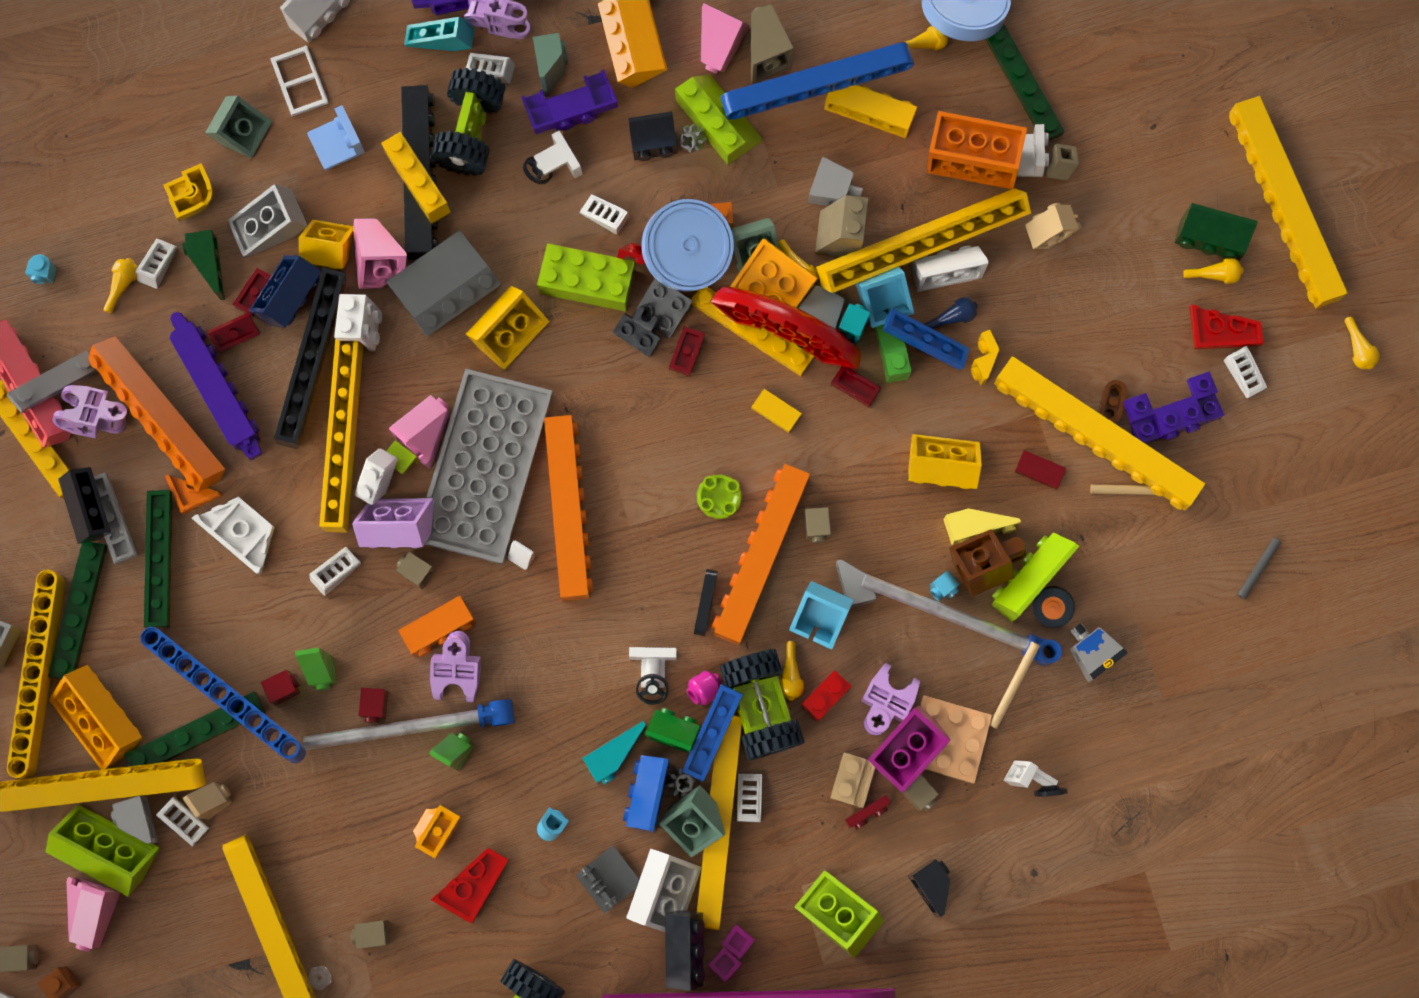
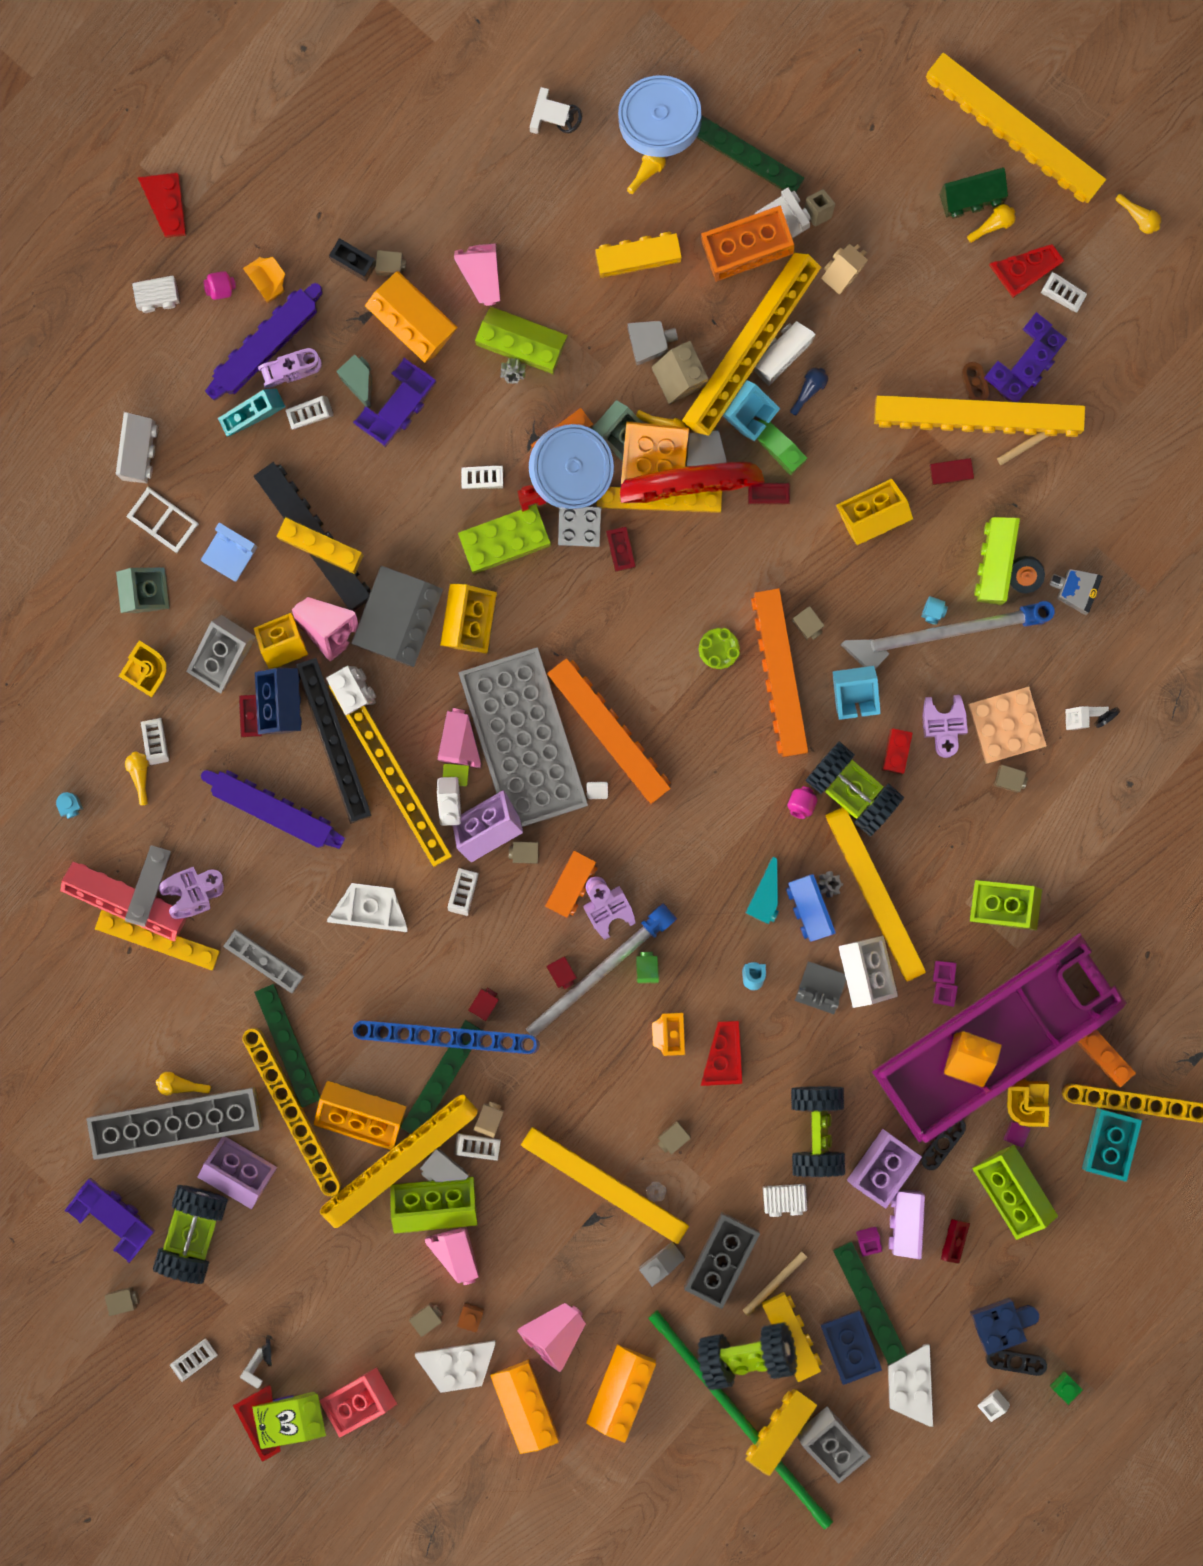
camera: 30 degrees left, 10 degrees up
(84, 505) = (240, 964): black brick -> none
(156, 414) = (242, 860): orange brick -> none
(158, 559) = (322, 968): dark green plate -> none
(186, 495) = (310, 905): orange tile -> none
(204, 253) = (189, 711): dark green slope -> none
(233, 332) = (256, 758): dark red plate -> none
(317, 668) = (505, 973): bright green slope -> none
(464, 149) = (319, 444): black plate -> none
(552, 159) = (414, 461): white piece -> none
(639, 331) = (573, 556): black plate -> none
(652, 136) = (482, 391): black slope -> none
(652, 671) = (755, 815): white piece -> none
(673, 731) = (799, 850): green slope -> none
(684, 949) = (910, 1002): black brick -> none
(694, 821) = (858, 906): sand green slope -> none
(705, 602) = (761, 737): black beam -> none
(712, 732) = (831, 833): blue plate -> none
(749, 817) = (889, 881): white slope -> none
(769, 45) = (524, 254): dark tan slope -> none
(776, 410) = (720, 552): yellow tile -> none
(791, 682) = (863, 756): yellow piece -> none
(817, 81) = (585, 263): blue beam -> none
(852, 780) = (955, 800): tan plate -> none
(854, 322) = (739, 447): teal brick -> none
(859, 818) = (978, 826): dark red plate -> none
(910, 748) = (985, 751): magenta slope -> none
(926, 339) = (802, 423): blue plate -> none
(933, 885) = (1062, 841): black slope -> none
(971, 522) = (924, 549): light yellow slope -> none
(983, 365) = (859, 417): yellow slope -> none
(986, 562) = (954, 572): reddish brown brick -> none
(1014, 685) = (1032, 649): tan bar -> none
(1259, 568) = (1163, 437): dark grey bar -> none

